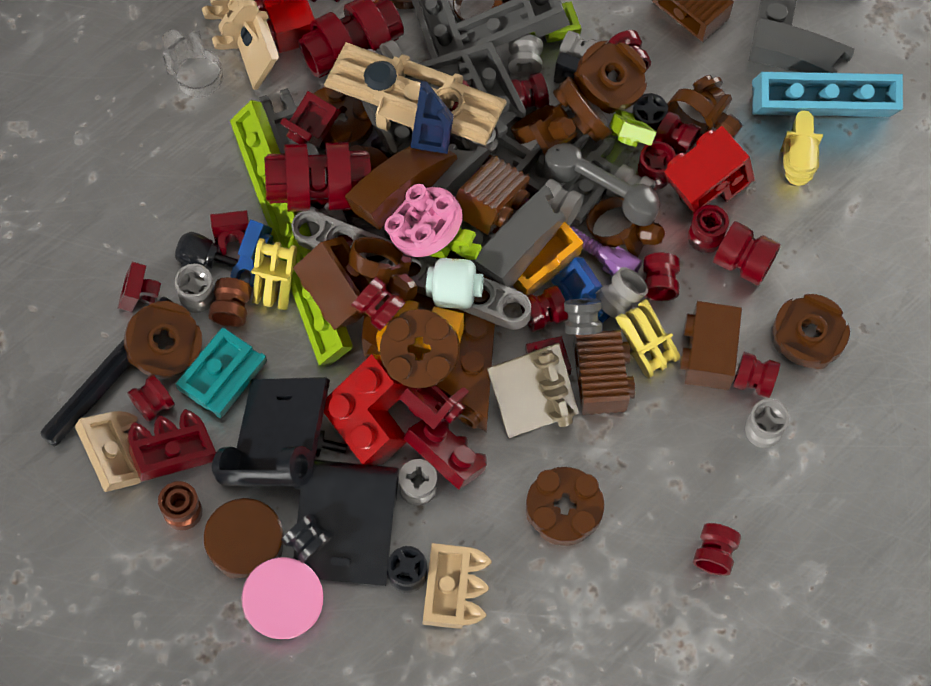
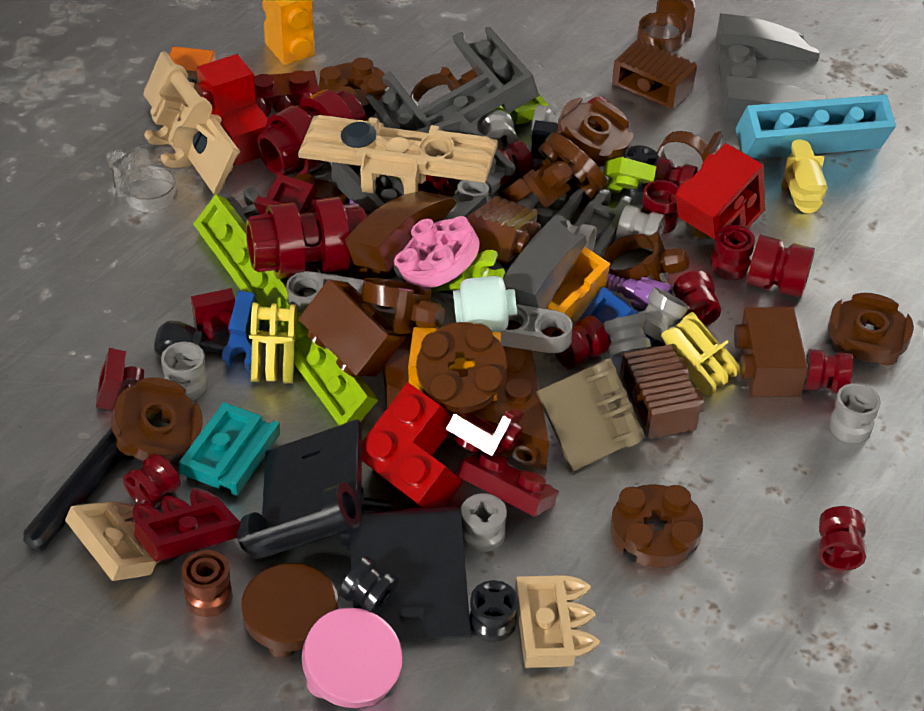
camera: 10 degrees left, 20 degrees down
(230, 302) = (227, 378): copper wheel -> none
(371, 297) = (406, 325): dark red wheel -> none
(432, 122) = (425, 164): dark blue tile -> none
(566, 161) = (656, 225): dark grey piece -> none
(709, 88) = (684, 149): reddish brown plate -> none

